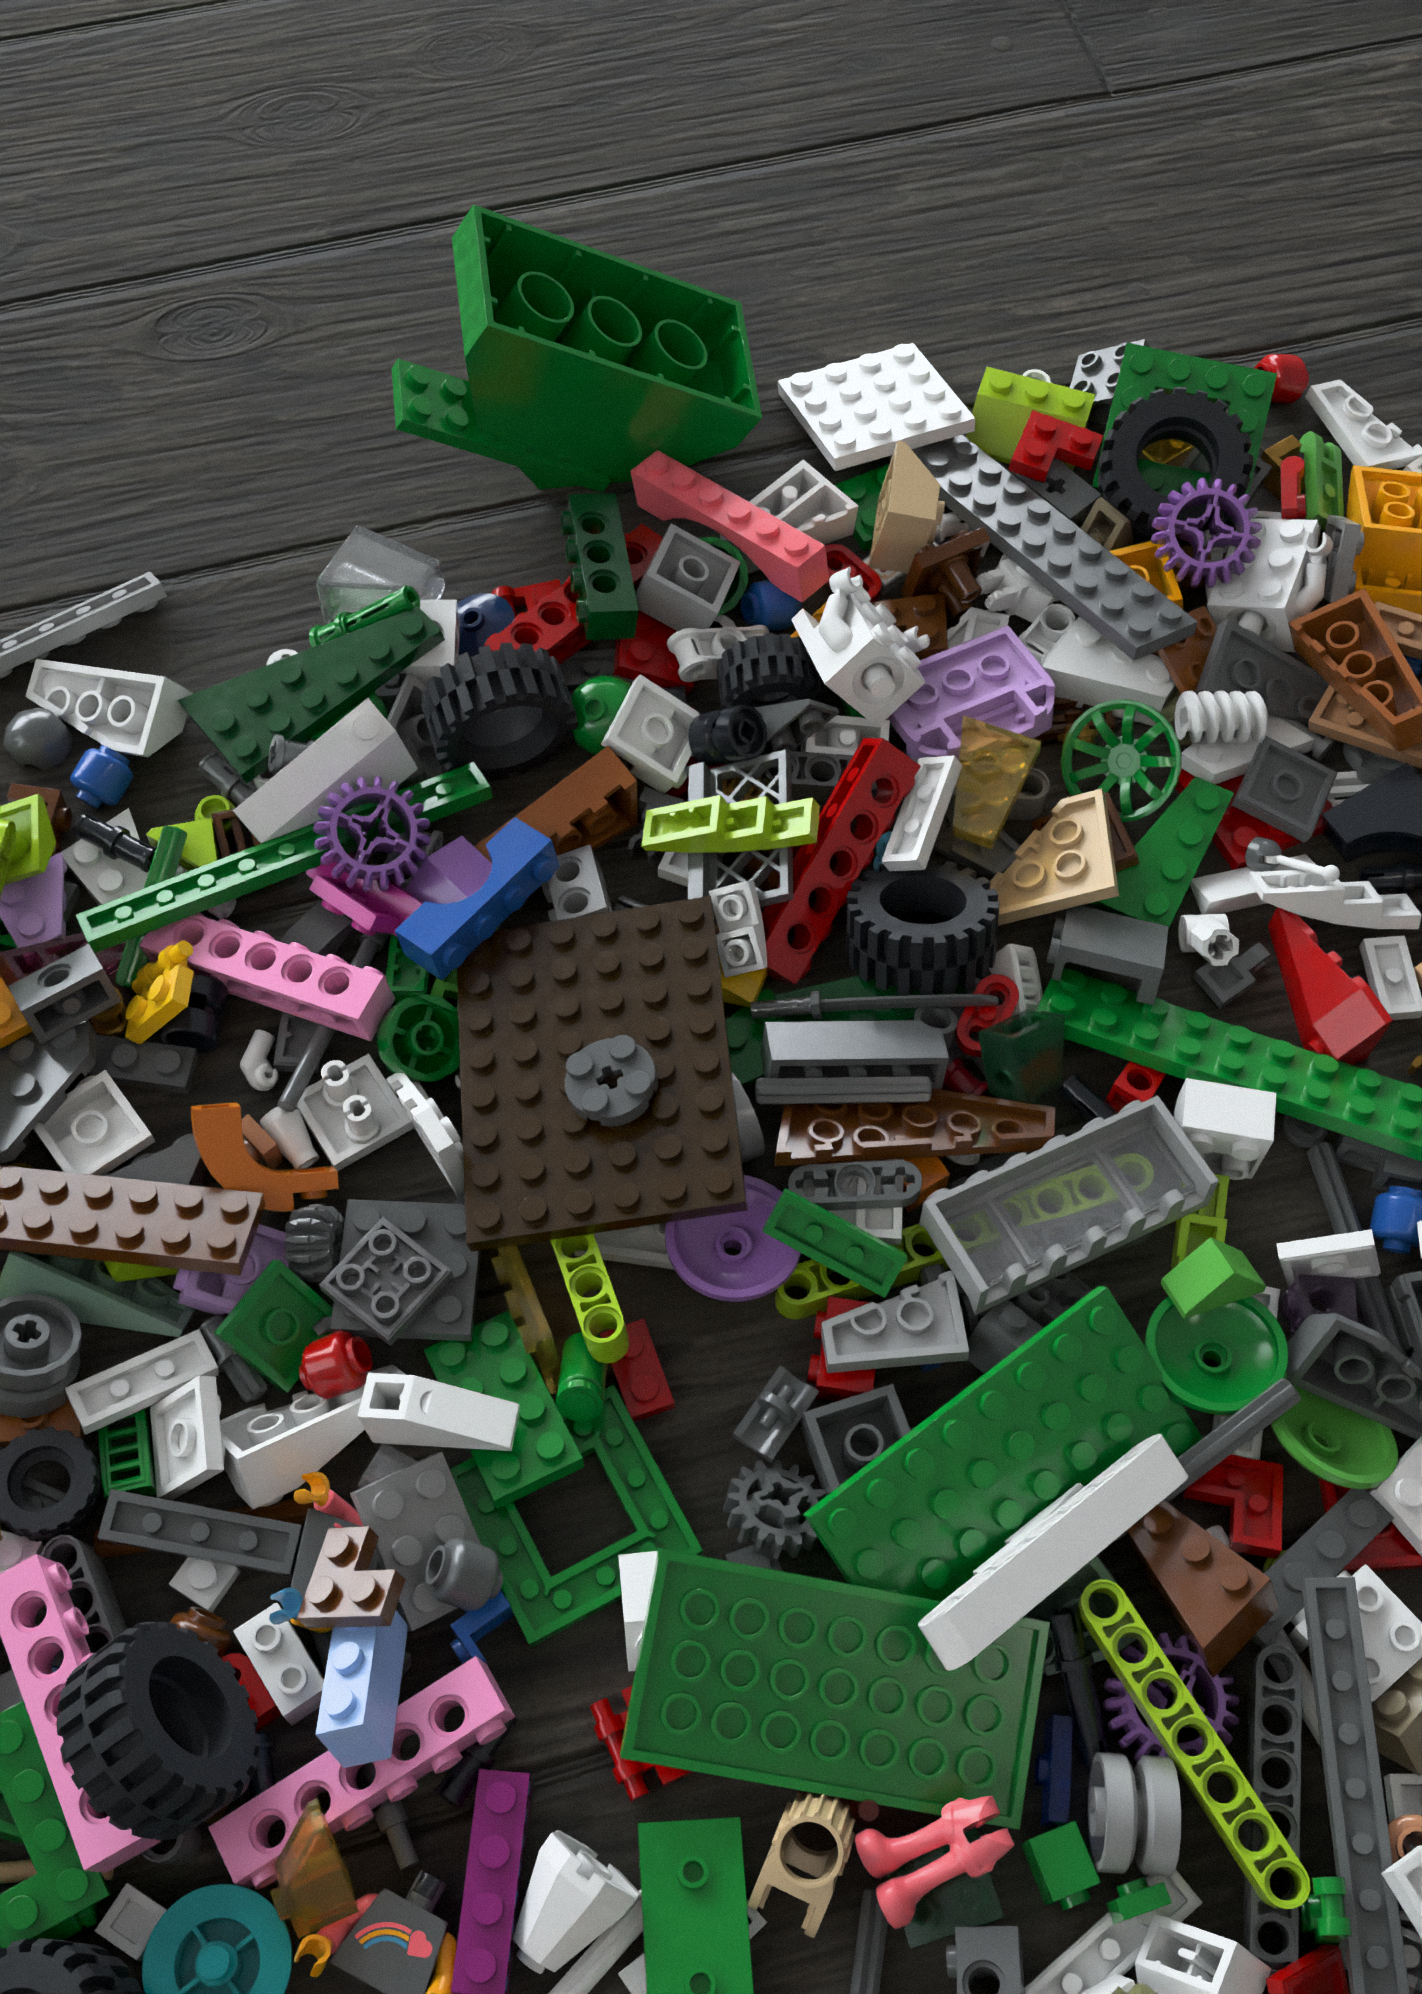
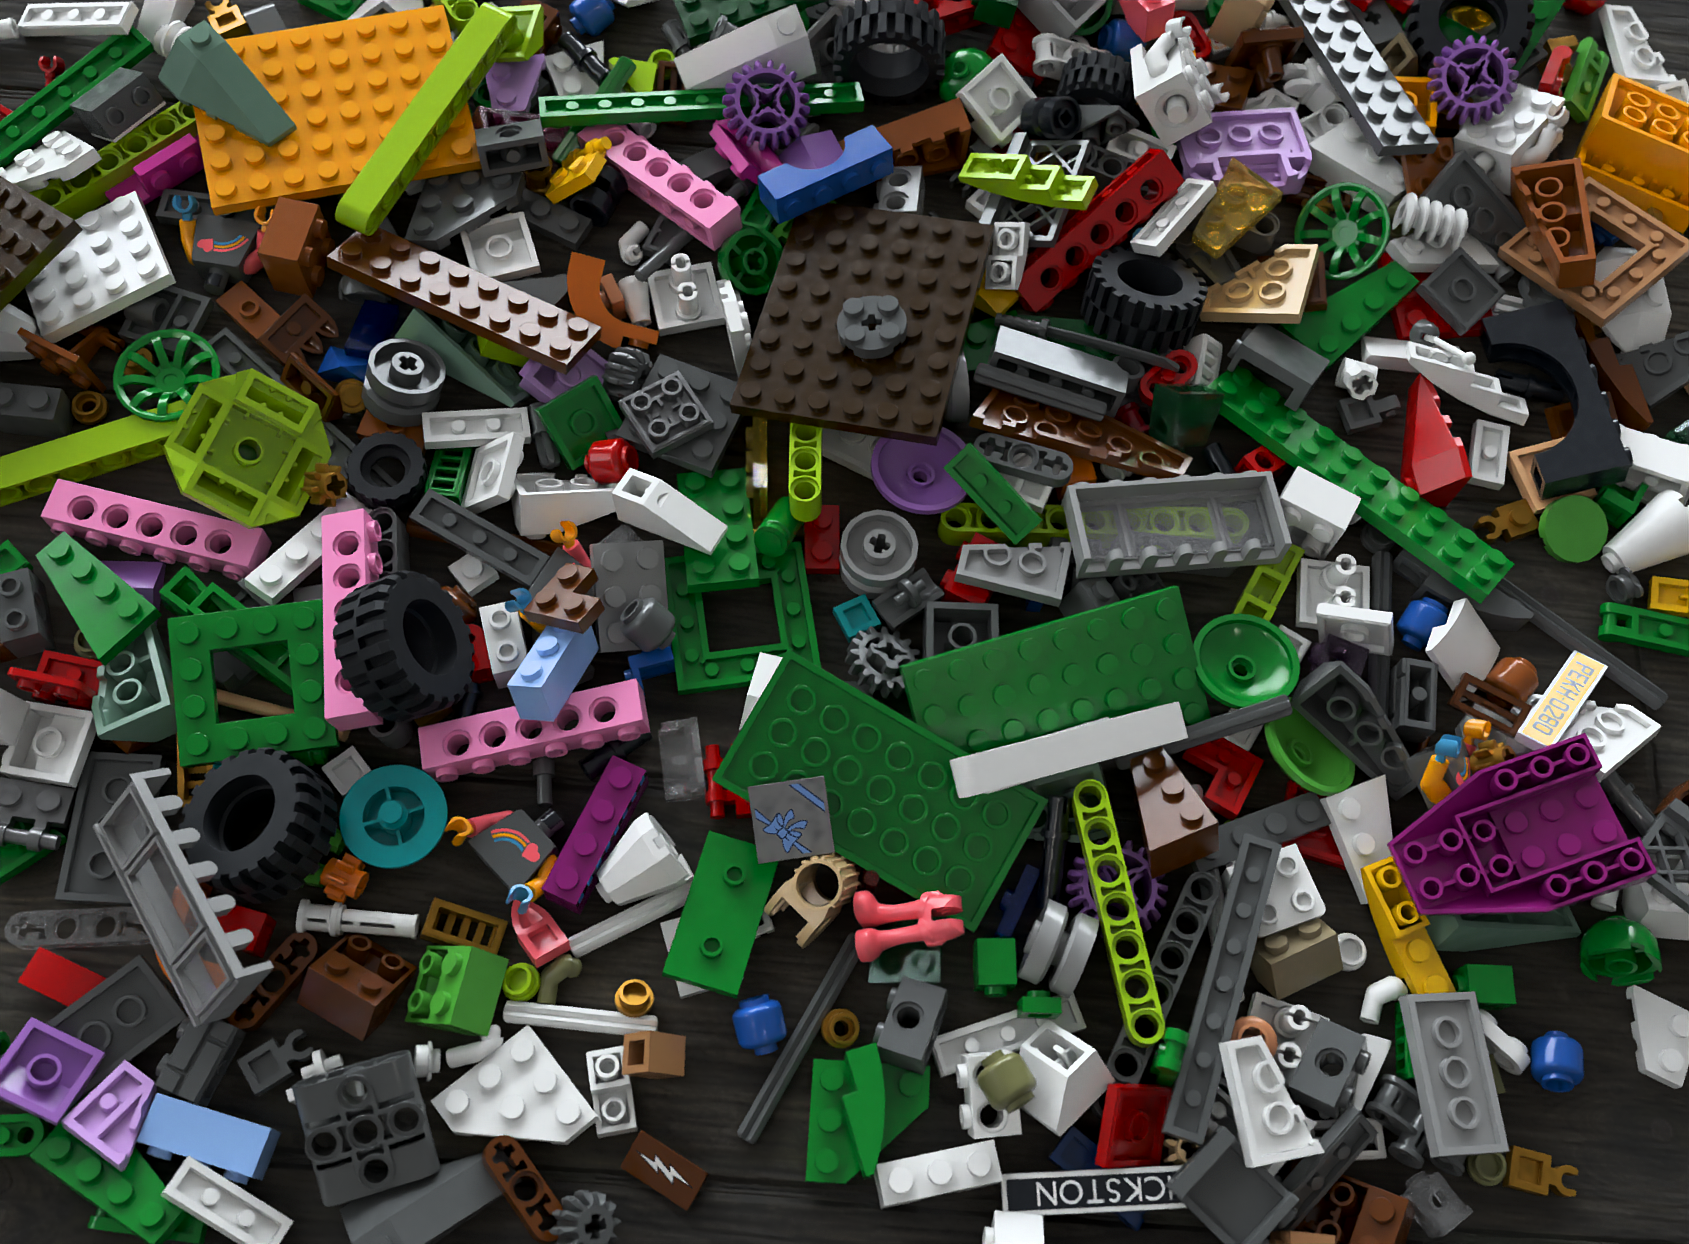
camera: 15 degrees right, 5 degrees up
(312, 1876) = (476, 781): clear yellow slope -> none
(567, 1737) = (681, 760): none -> clear hinge
(719, 1460) = (856, 616): none -> teal plate
(721, 1341) = (877, 552): none -> light grey wheel
(742, 1774) = (791, 819): none -> flat silver tile
(1211, 1278) = (1261, 611): bright green slope -> none
(1277, 1212) = (1330, 583): none -> white plate
(1347, 543) = (1580, 125): light grey plate -> none

